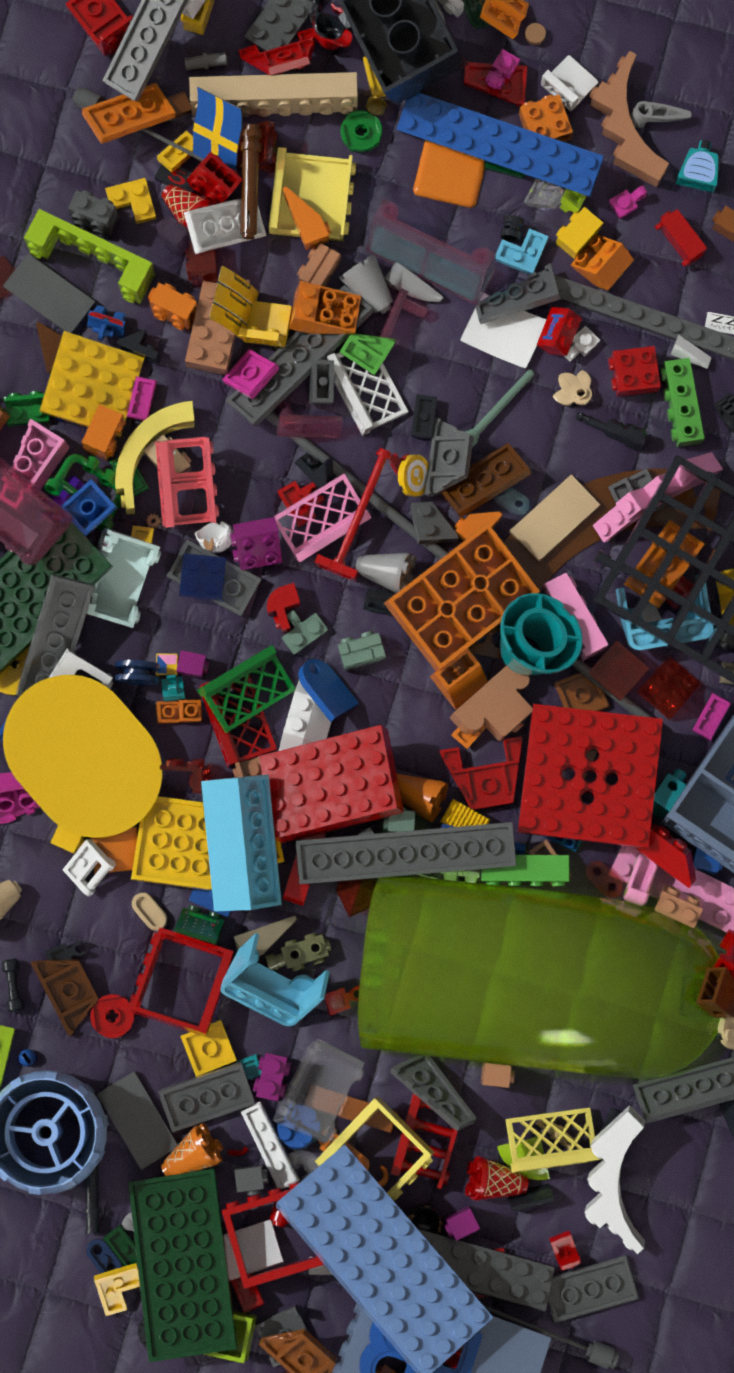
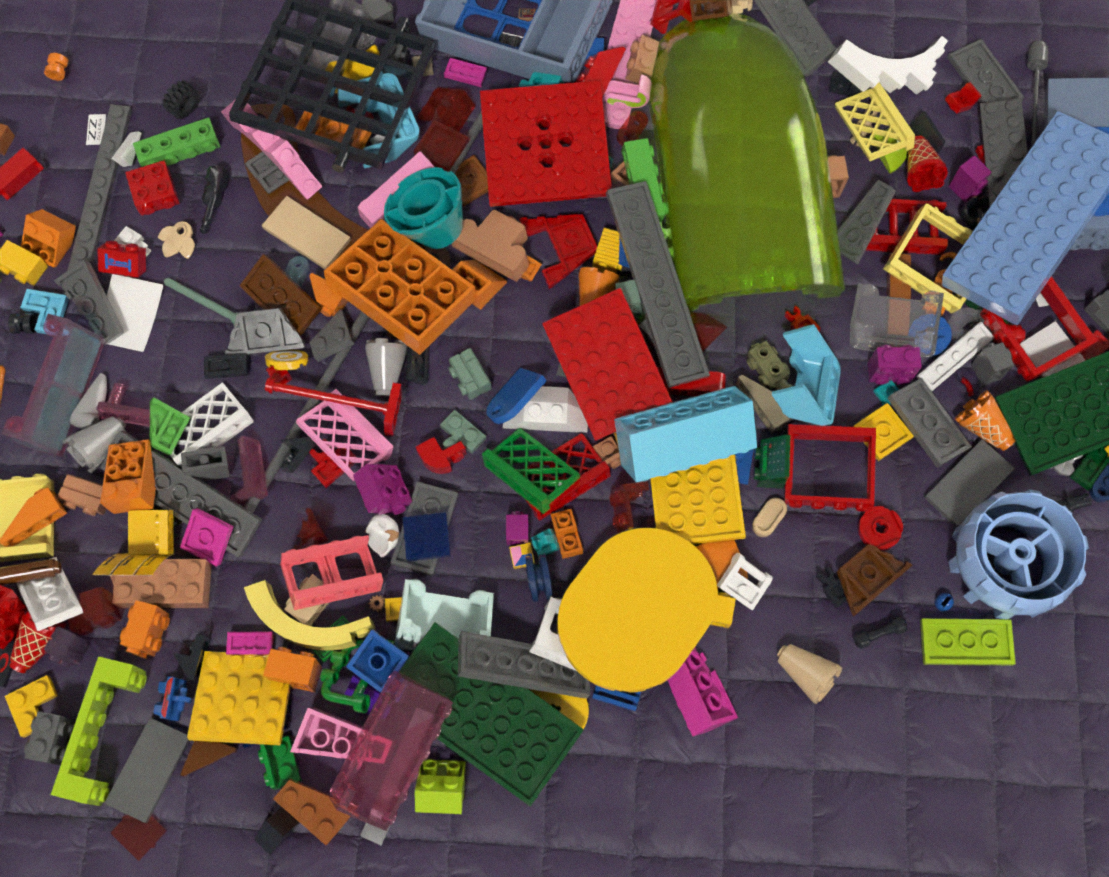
camera: 100 degrees left, 10 degrees down
(234, 471) = (311, 532): none -> clear red slope

